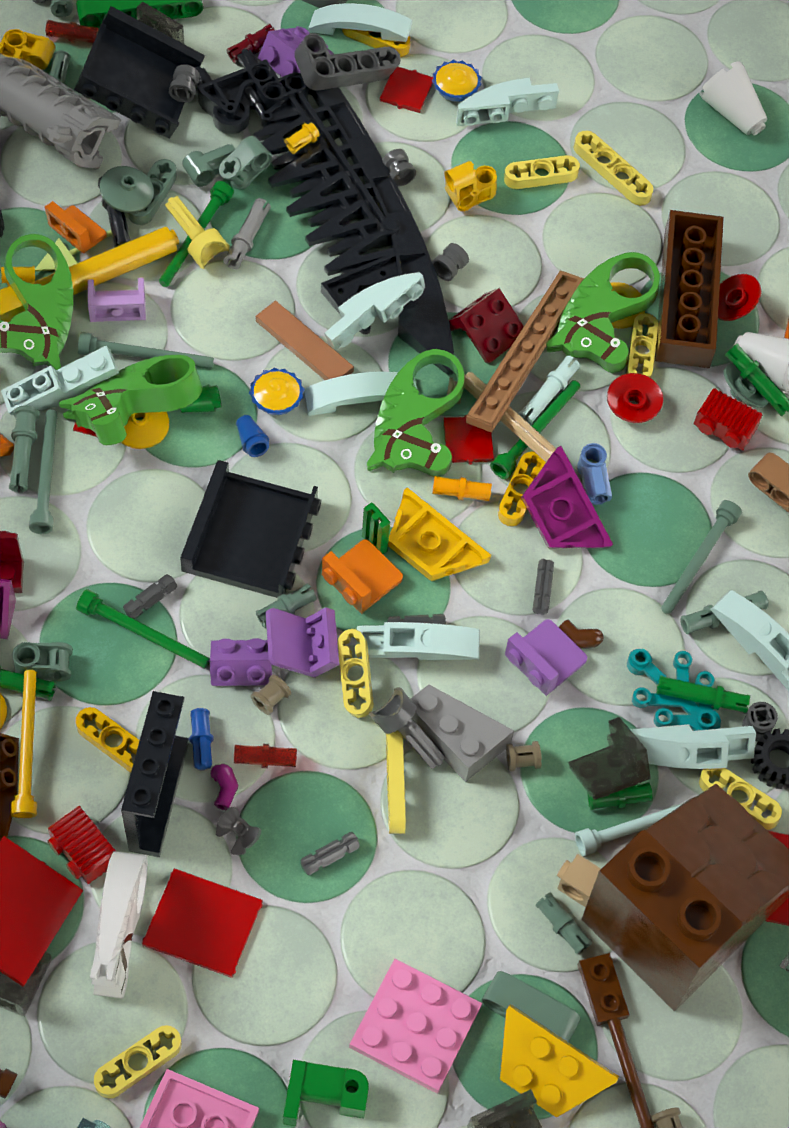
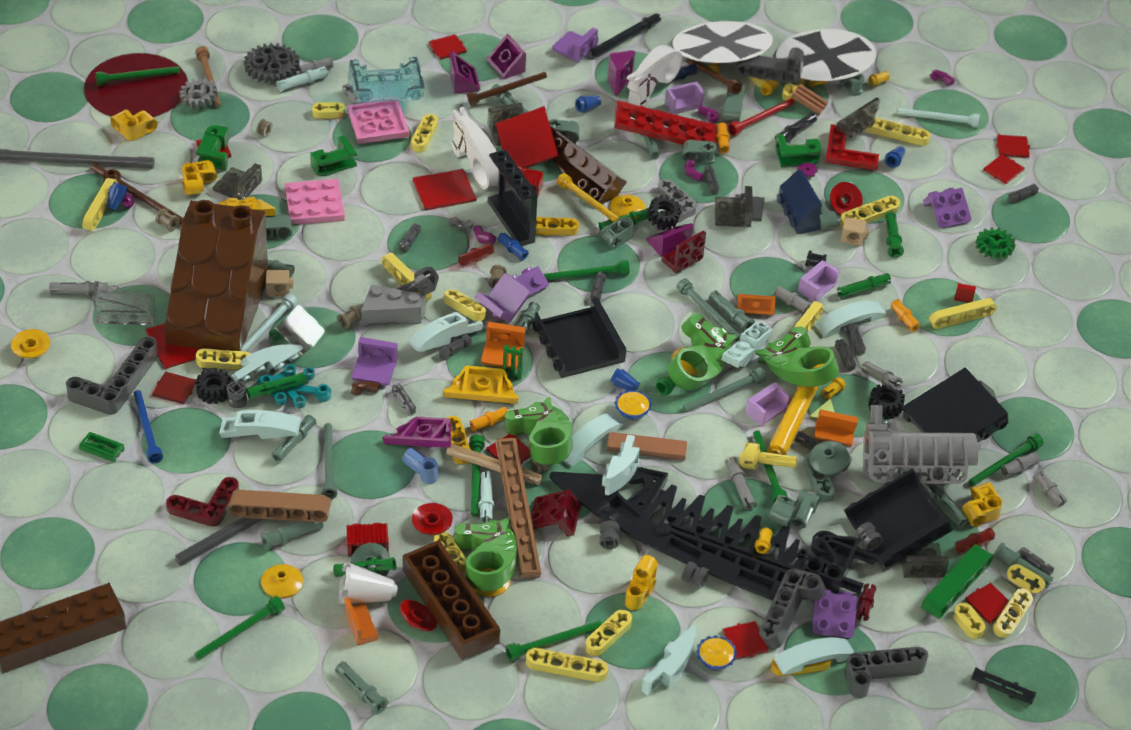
camera: 145 degrees right, 15 degrees down
(654, 207) = (515, 650): none -> green piece

